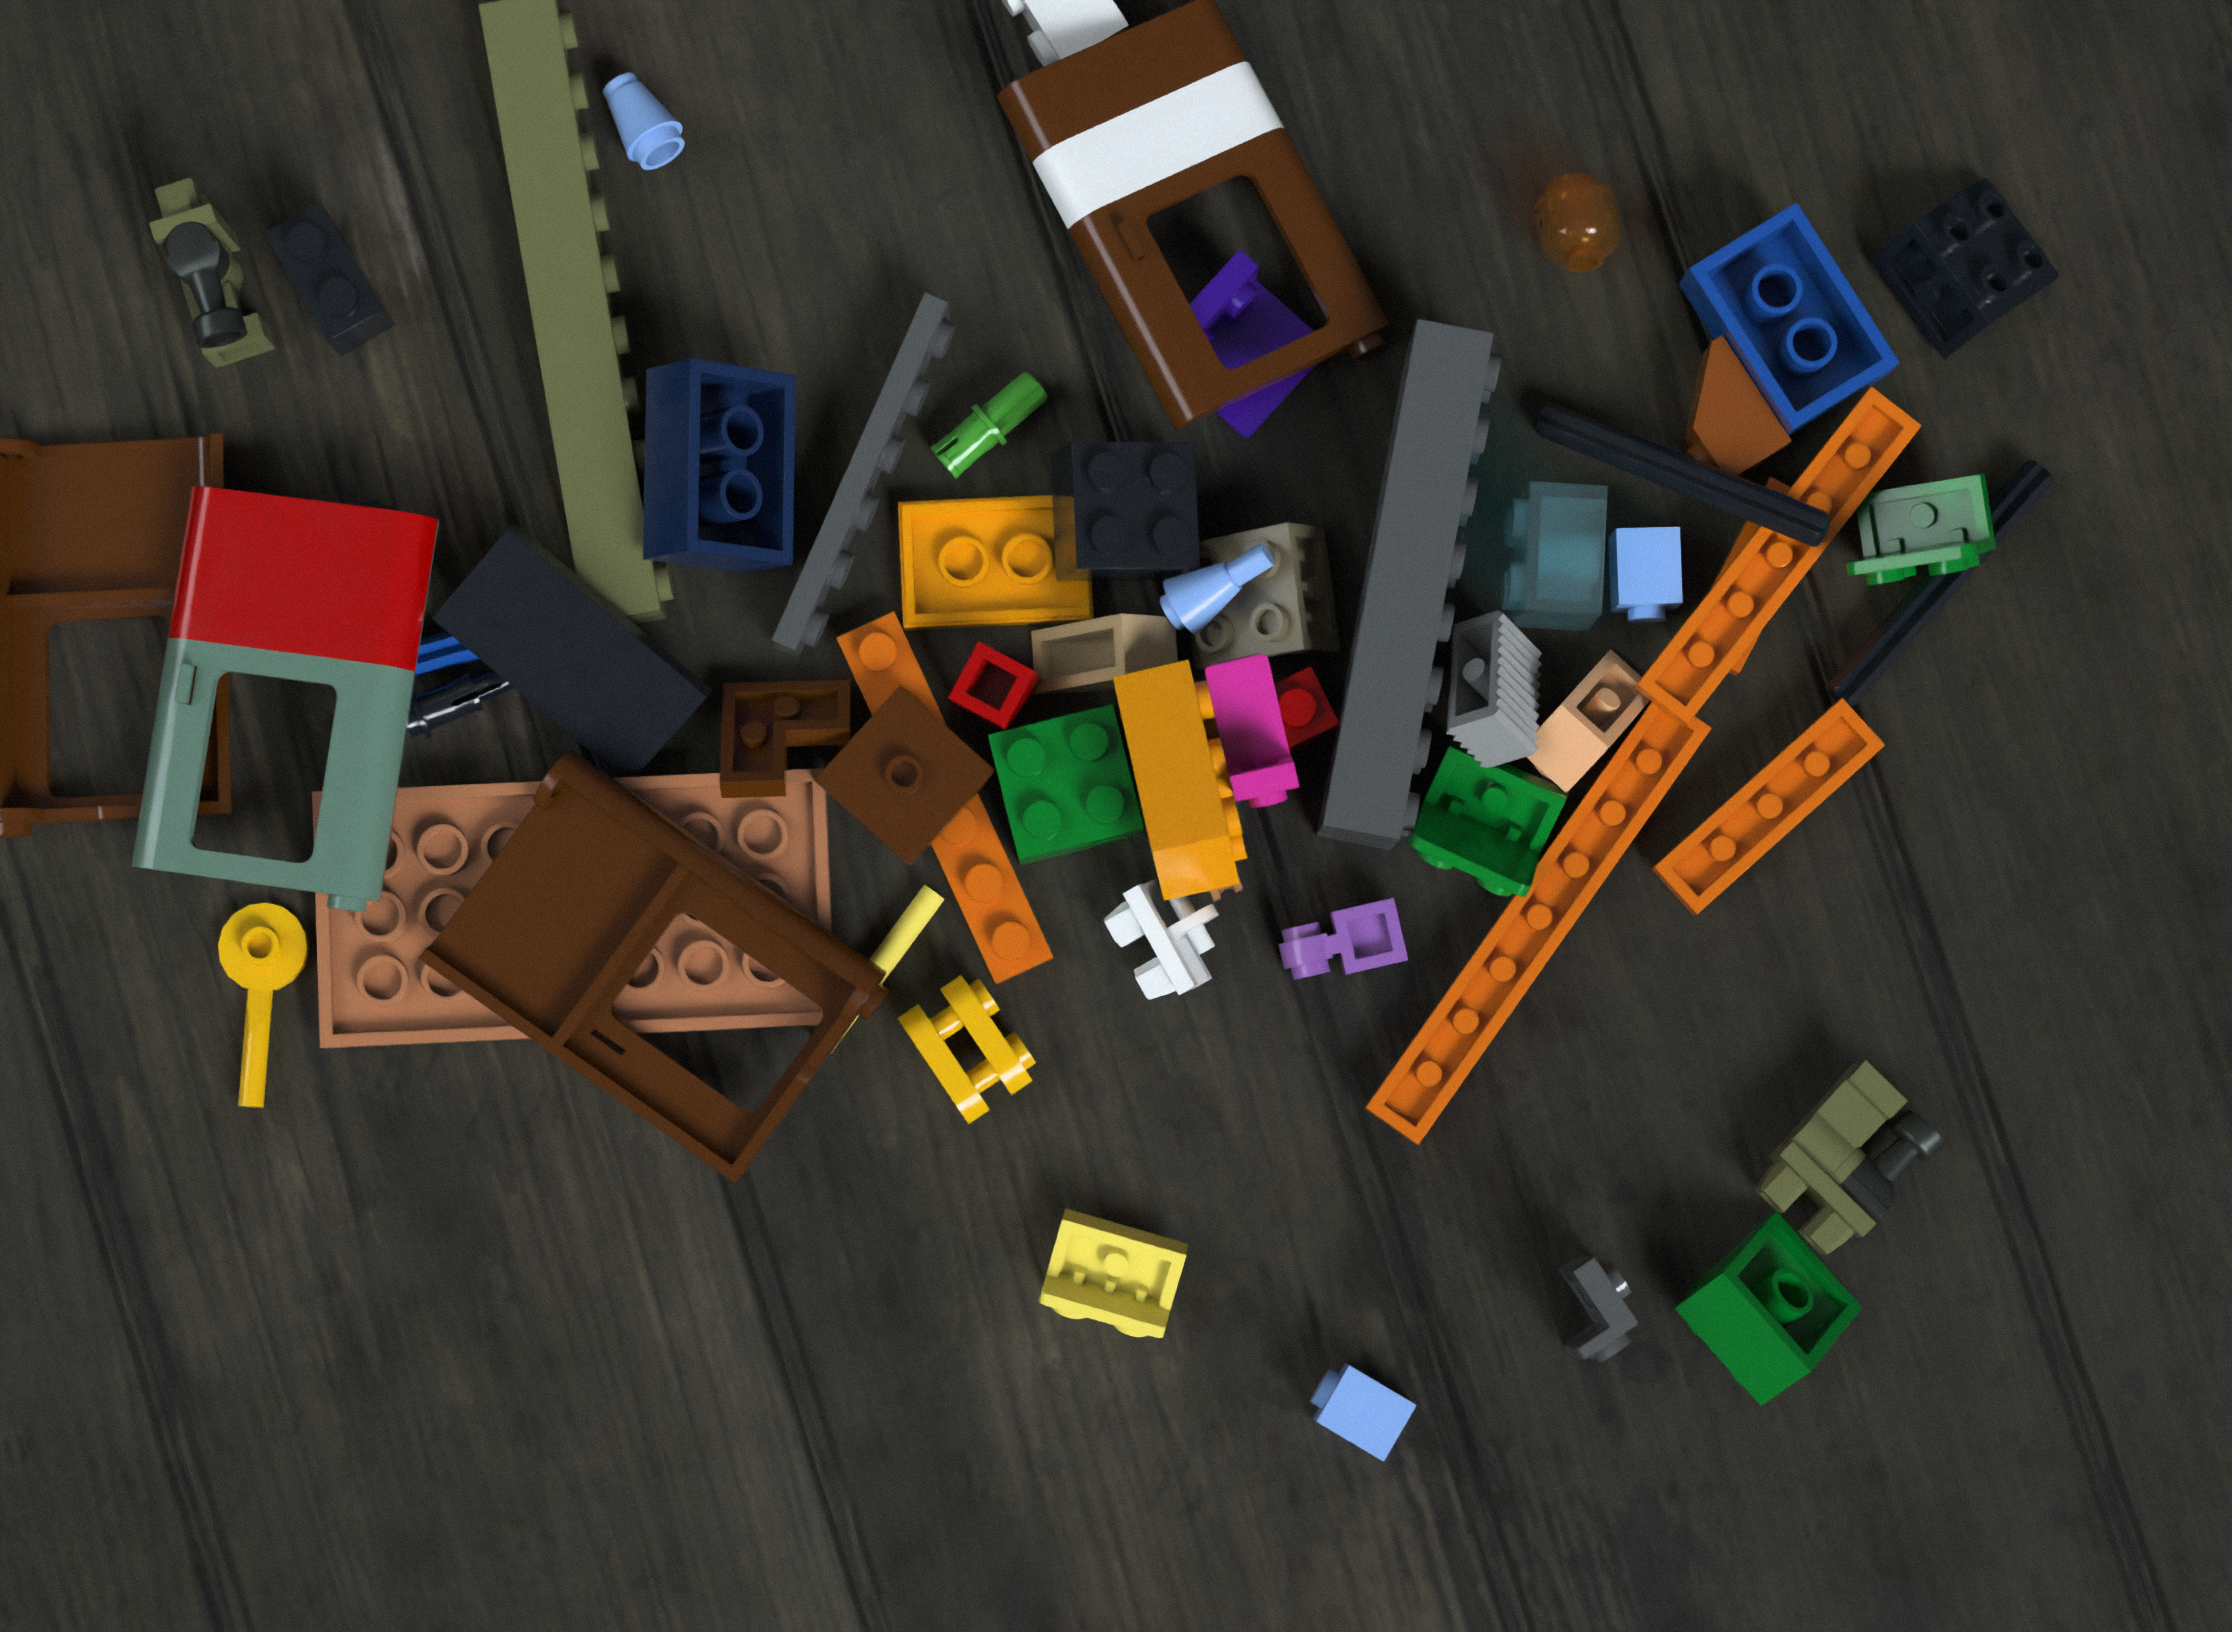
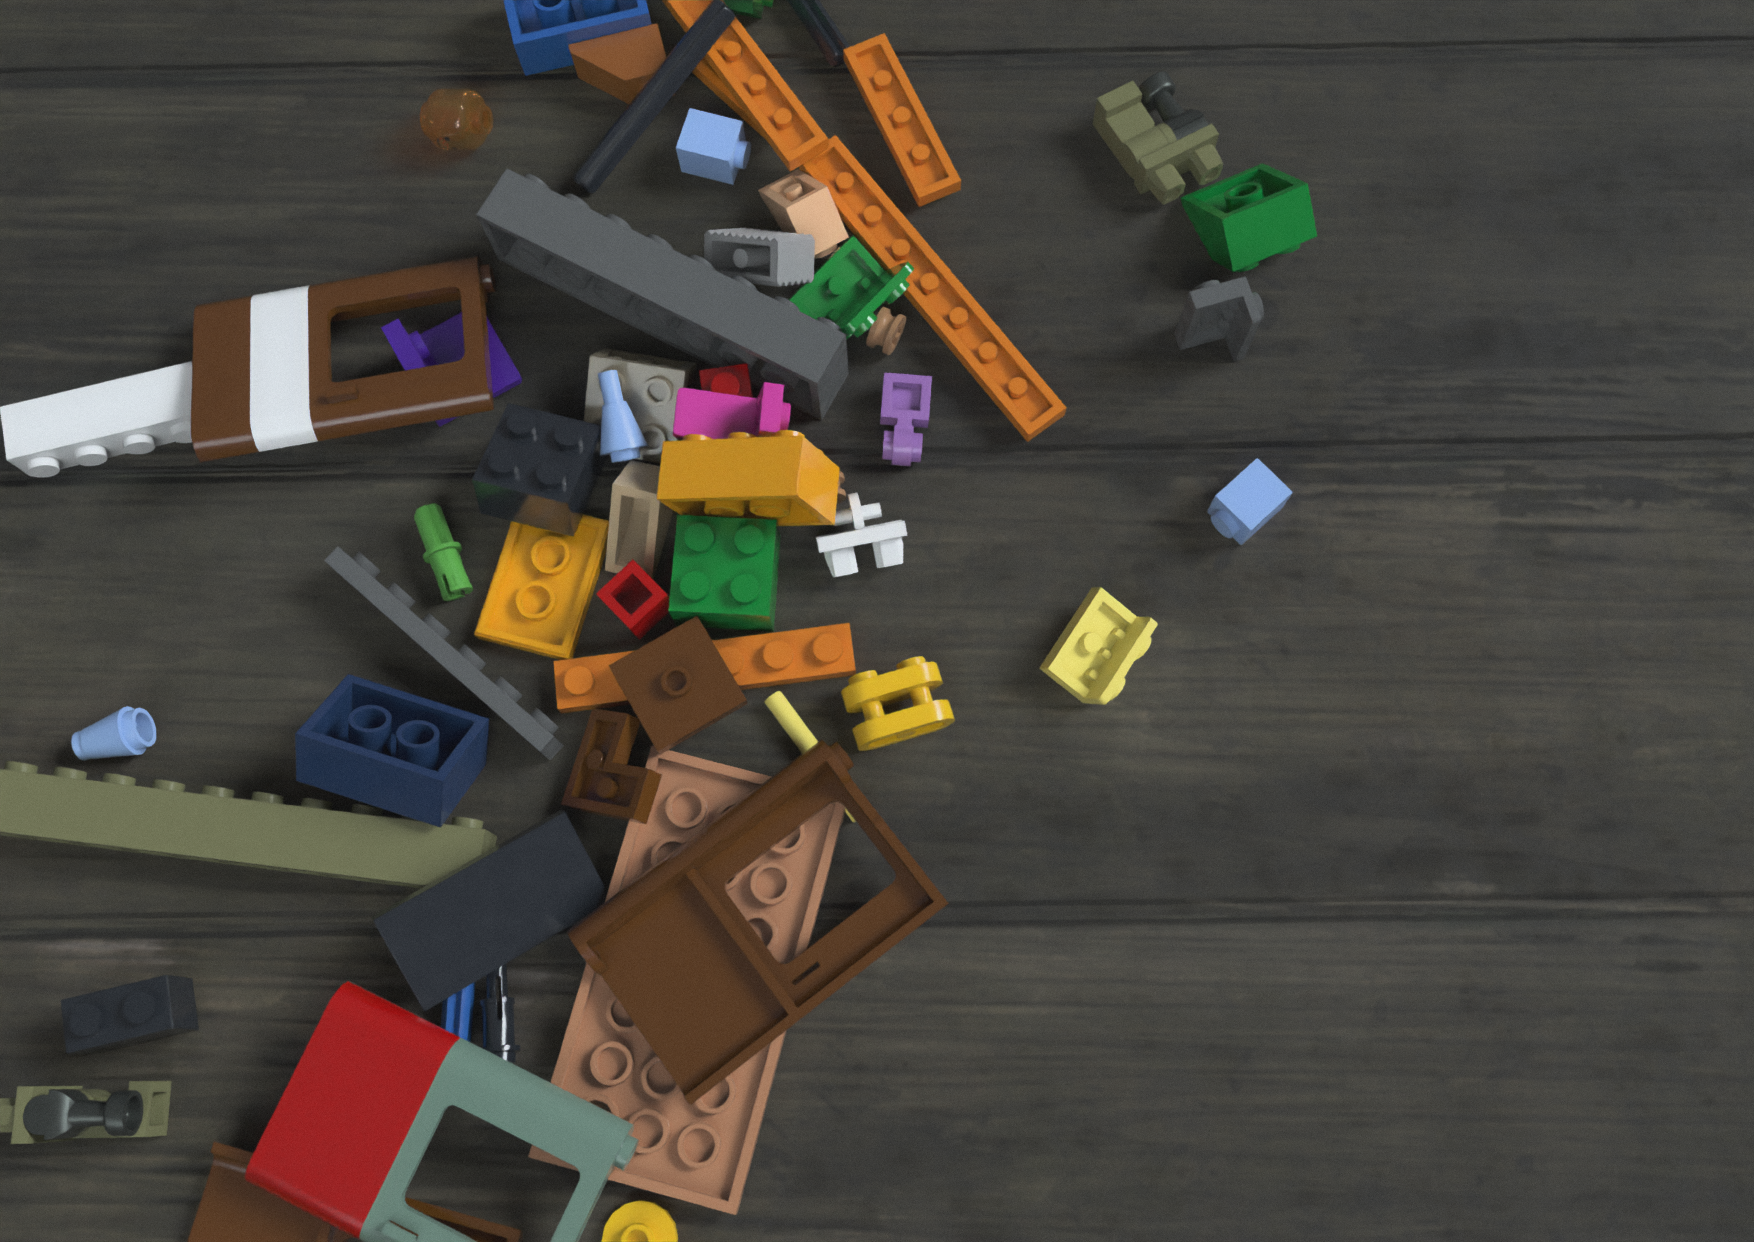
camera: 65 degrees left, 10 degrees down
(1453, 885) = (886, 331): none -> medium nougat bush
(1556, 556) = (679, 187): clear light blue brick -> none

